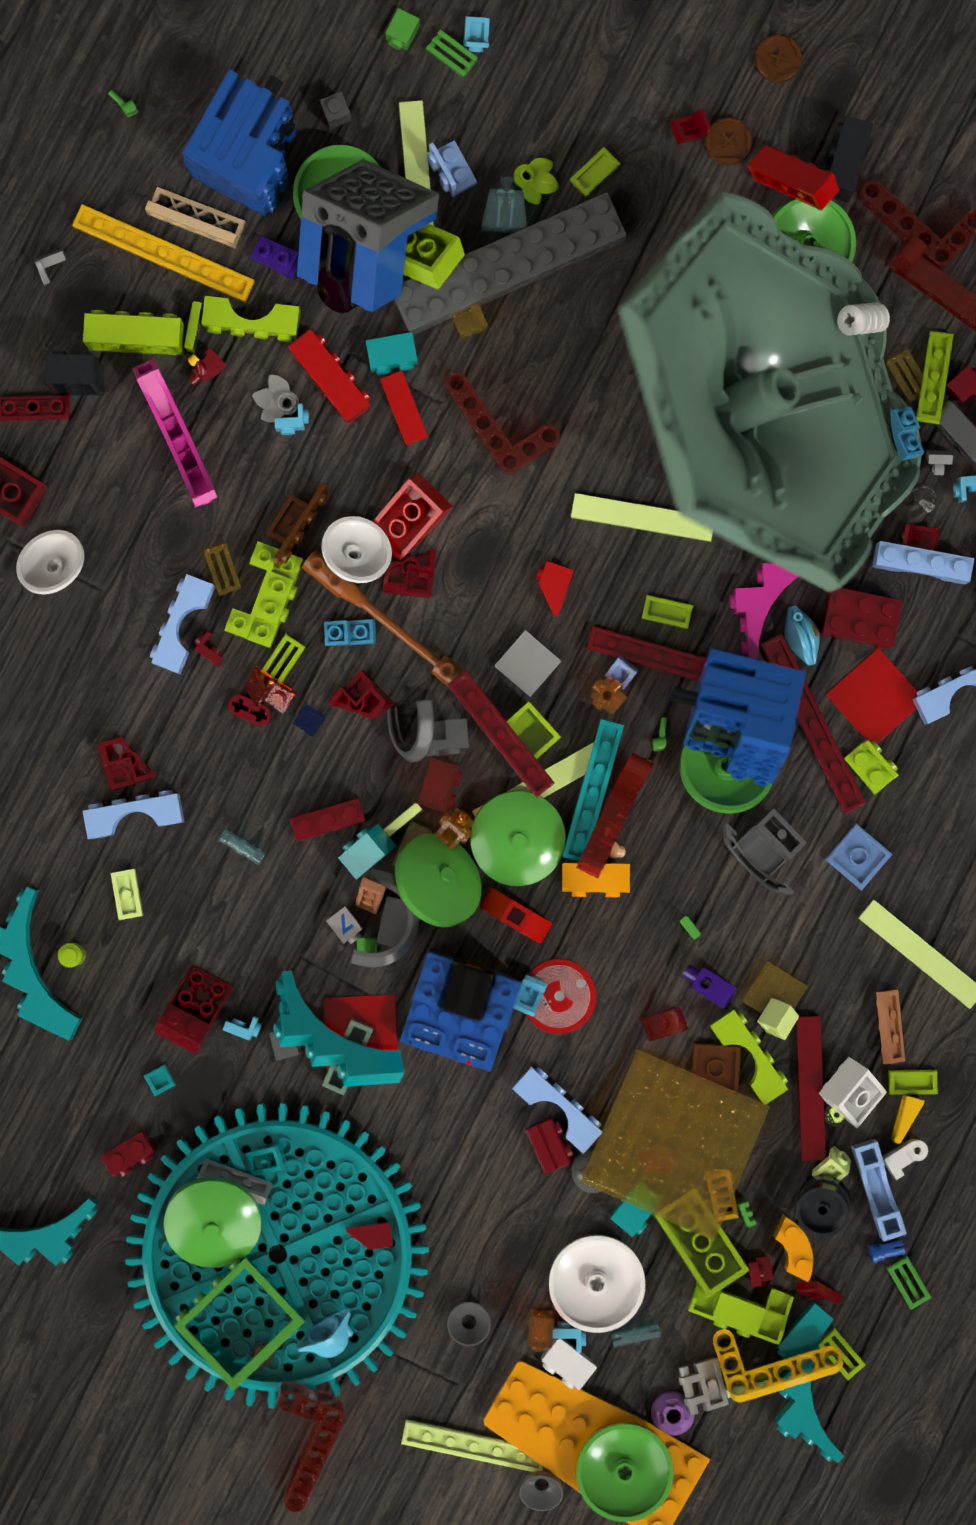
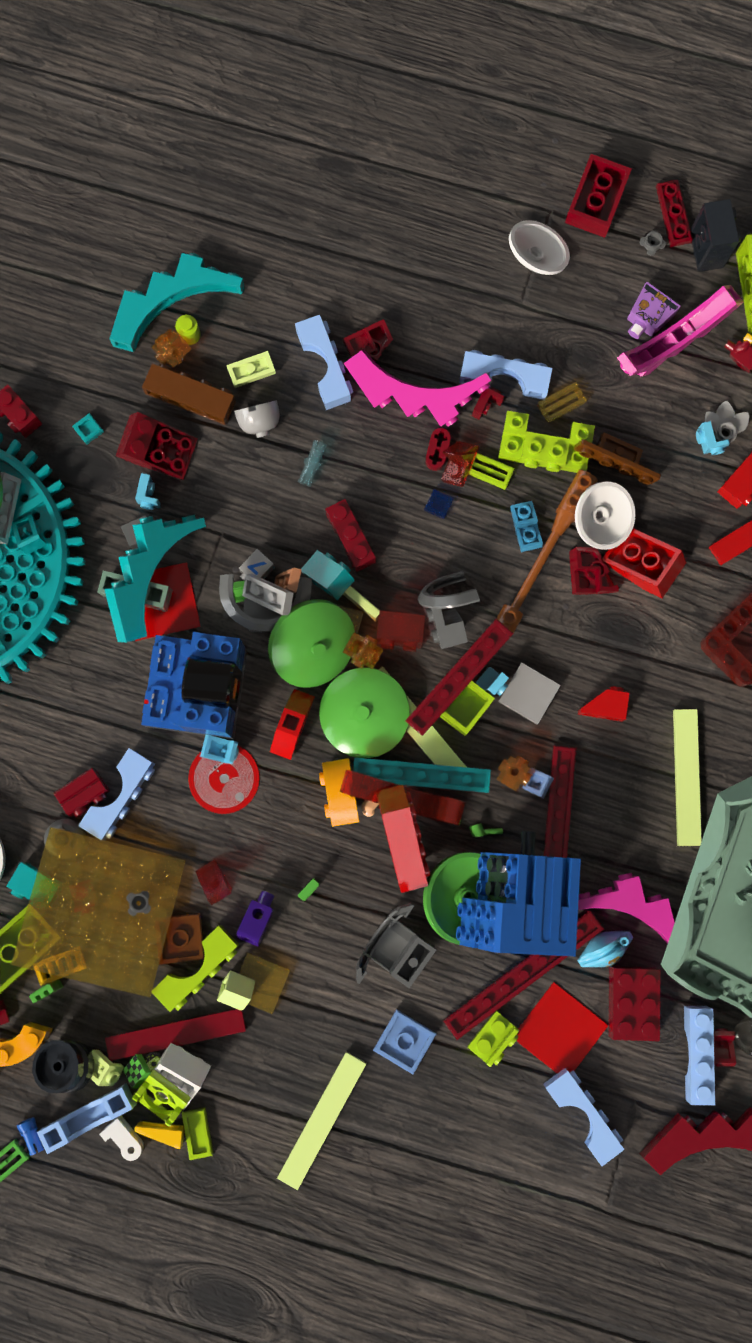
camera: 80 degrees right, 5 degrees down
(57, 435) = (656, 238): none -> dark grey plate
(89, 976) = (170, 348): none -> clear orange brick
(141, 456) = (651, 312): none -> medium lavender torso
(142, 965) = (188, 393): none -> reddish brown brick
(183, 895) = (258, 418): none -> light grey cylinder
(201, 698) = (441, 402): none -> dark pink arch
(362, 697) = (469, 547): dark red slope -> none
(380, 917) = (267, 594): none -> light grey hinge
(509, 699) = (493, 682): none -> medium azure bracket
(656, 821) = (403, 838): none -> brick
(667, 612) = (602, 816): lime tile -> none
(679, 1098) = (134, 908): none -> dark grey plate
(840, 1132) = (137, 1071): none -> bright green tile
(856, 1112) = (157, 1083): none -> lime piece
(890, 1026) = (246, 1102): nougat plate -> none

